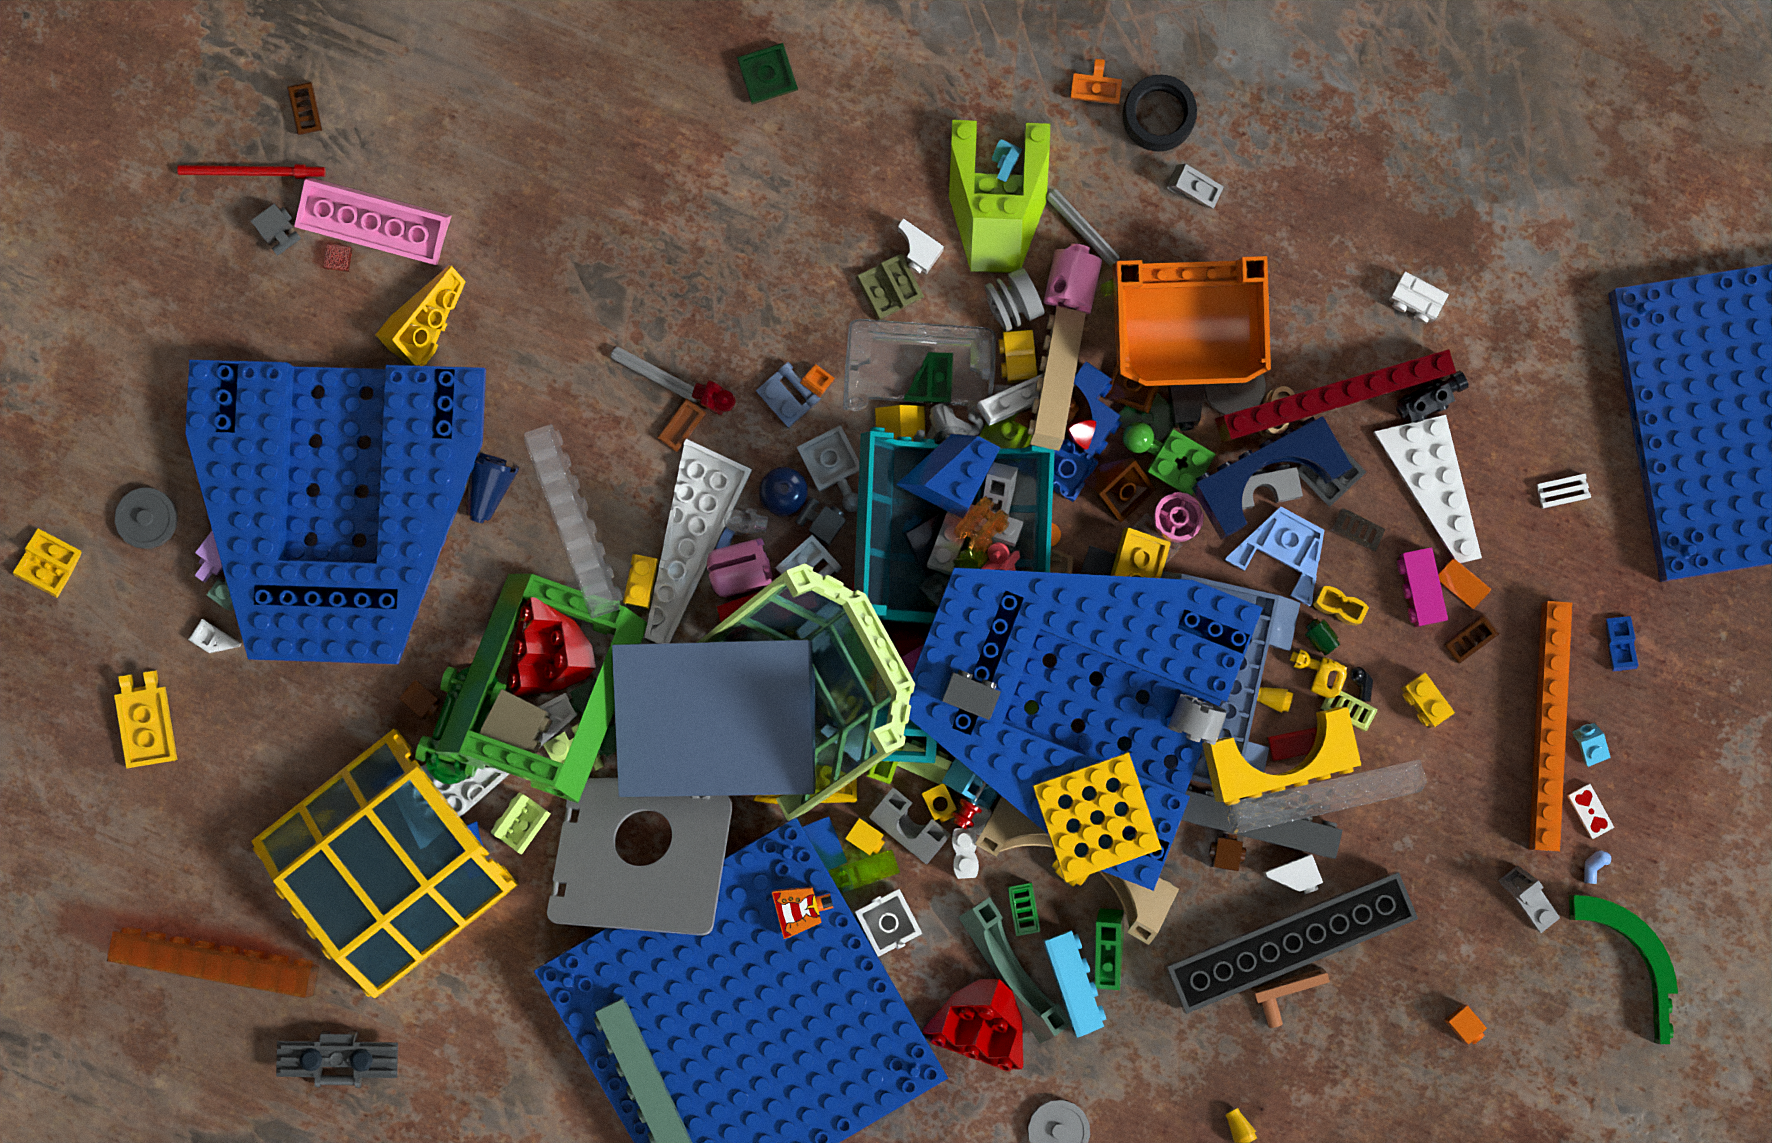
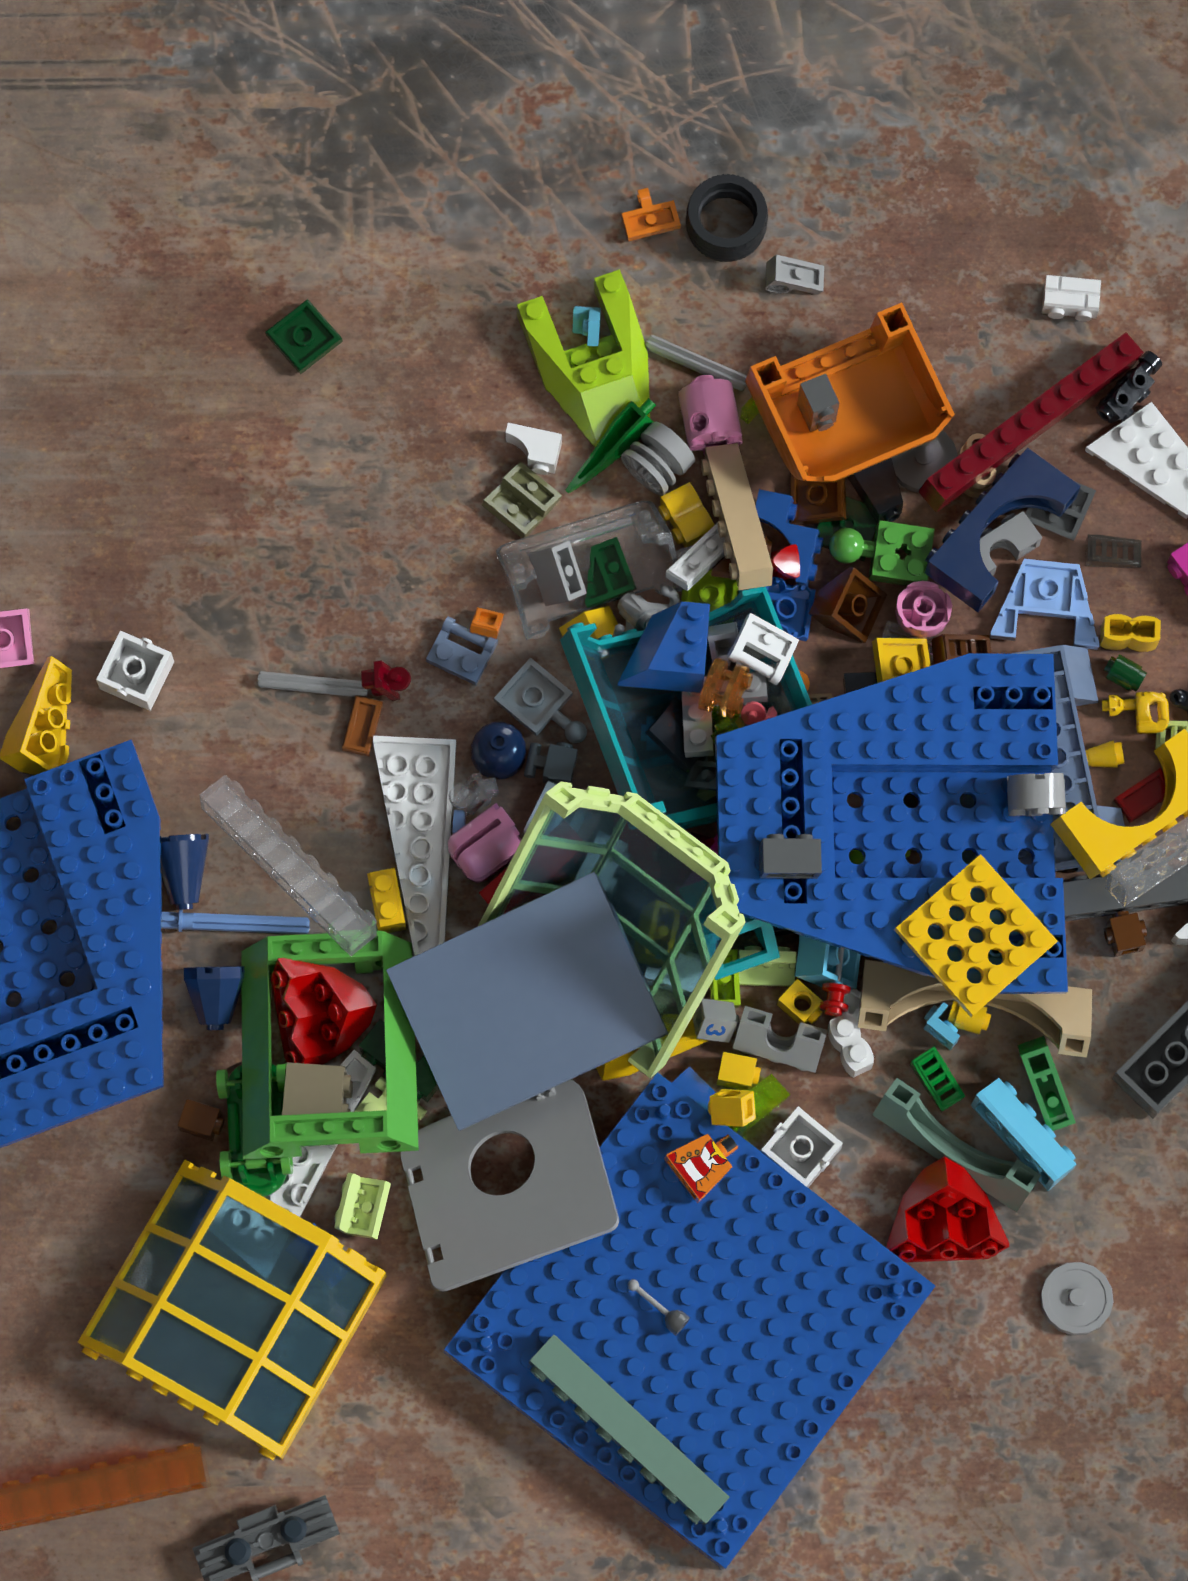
camera: 20 degrees left, 10 degrees down
(472, 600) = (214, 993): none -> dark blue cone
(511, 548) = (234, 923): none -> medium blue axle
(514, 305) = (135, 670): none -> white brick
(725, 1023) = (674, 1320): none -> hinge
(843, 872) = (732, 1107): none -> yellow brick
(865, 791) = (715, 1020): none -> light grey brick
(890, 365) = (557, 573): none -> light grey brick
(988, 269) = (619, 436): none -> green piece
(1034, 497) = (766, 640): none -> white plate
(1044, 871) = (944, 1030): none -> medium azure bracket
(1163, 311) = (818, 403): none -> dark grey brick
(1182, 557) = (944, 646): none -> reddish brown slope

